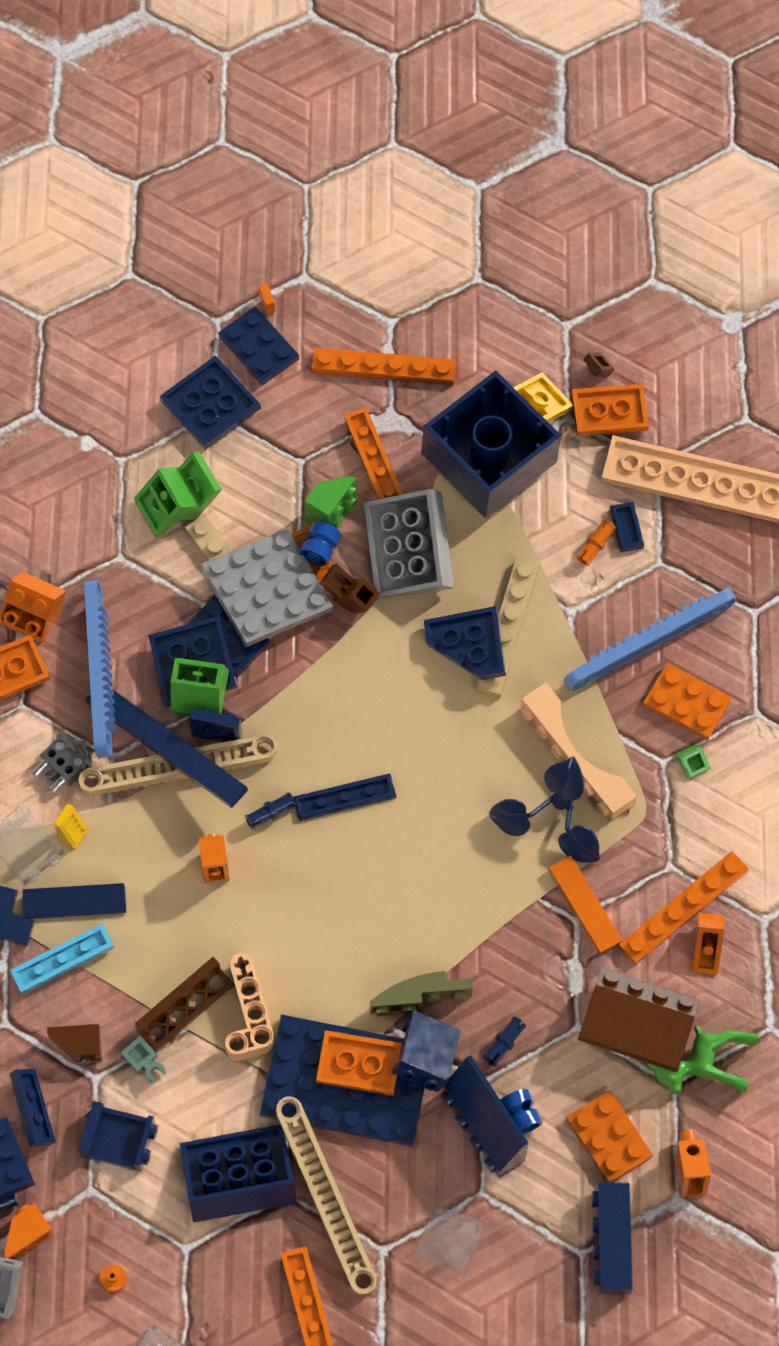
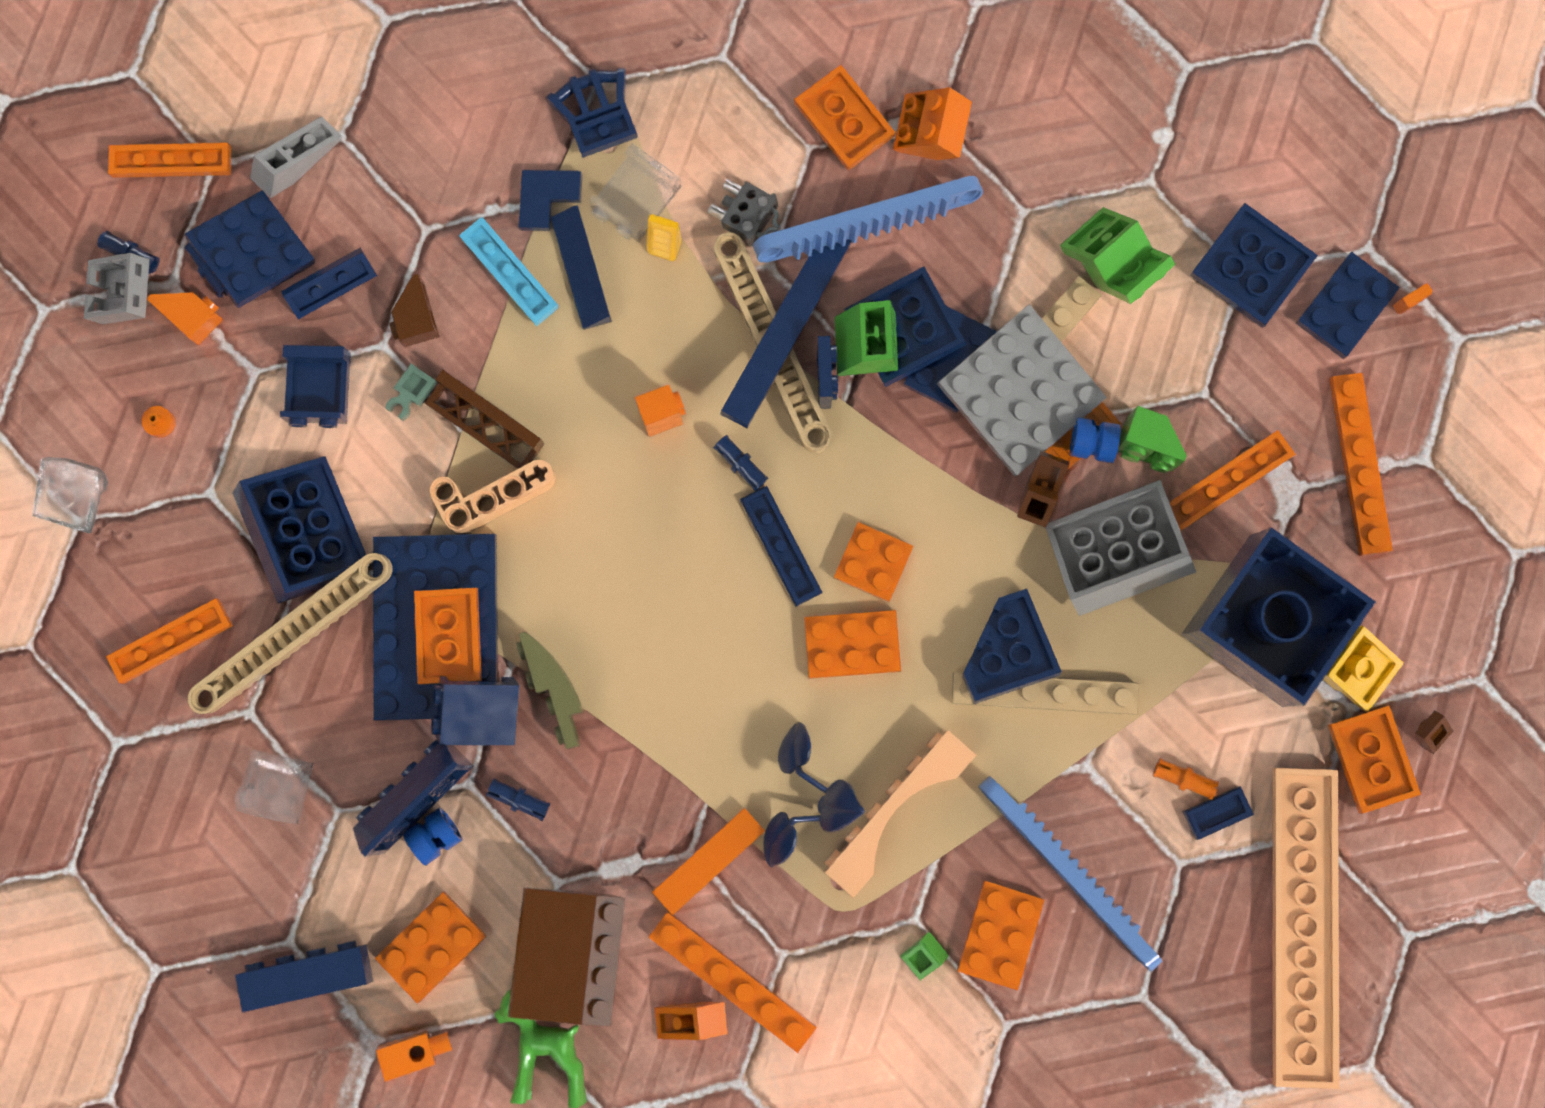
camera: 80 degrees right, 15 degrees up
(375, 729) = (873, 562): none -> orange plate
(437, 759) = (852, 644): none -> orange plate

